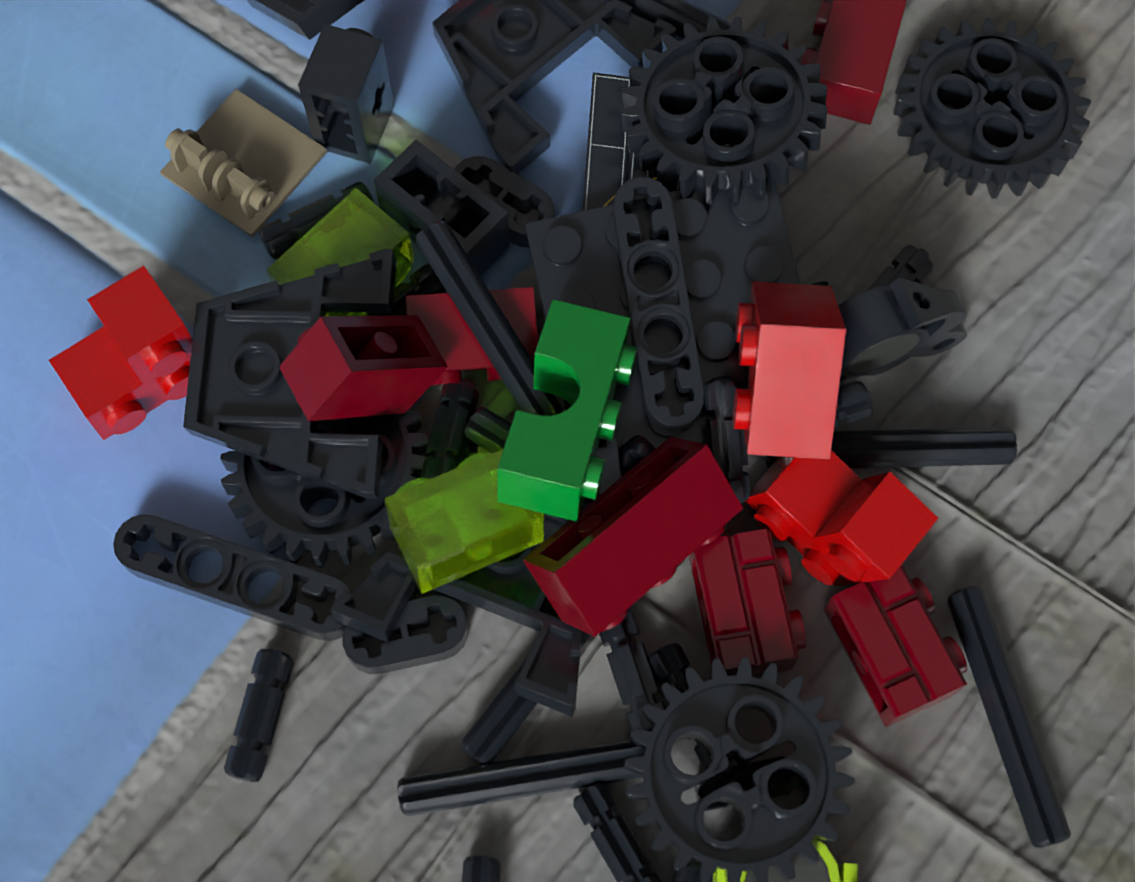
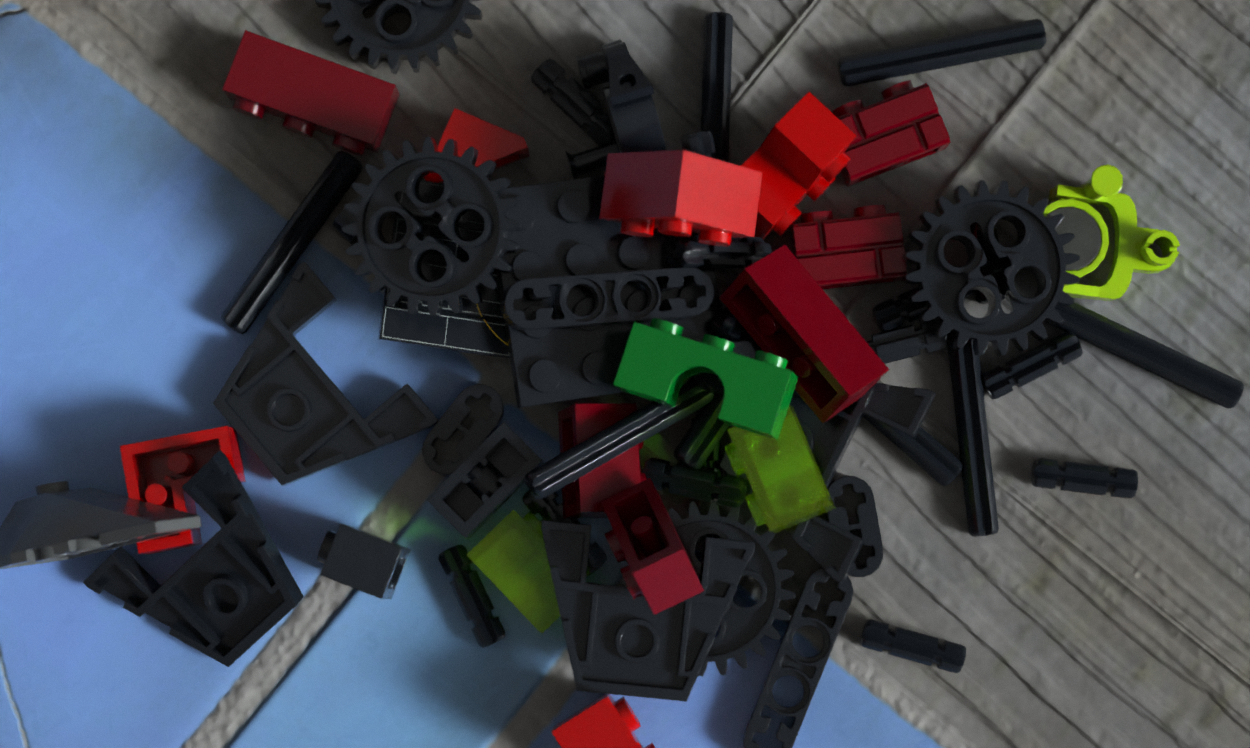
camera: 85 degrees left, 15 degrees up
(241, 161) = (408, 662): dark tan hinge -> none
(821, 192) = (490, 141): none -> red slope

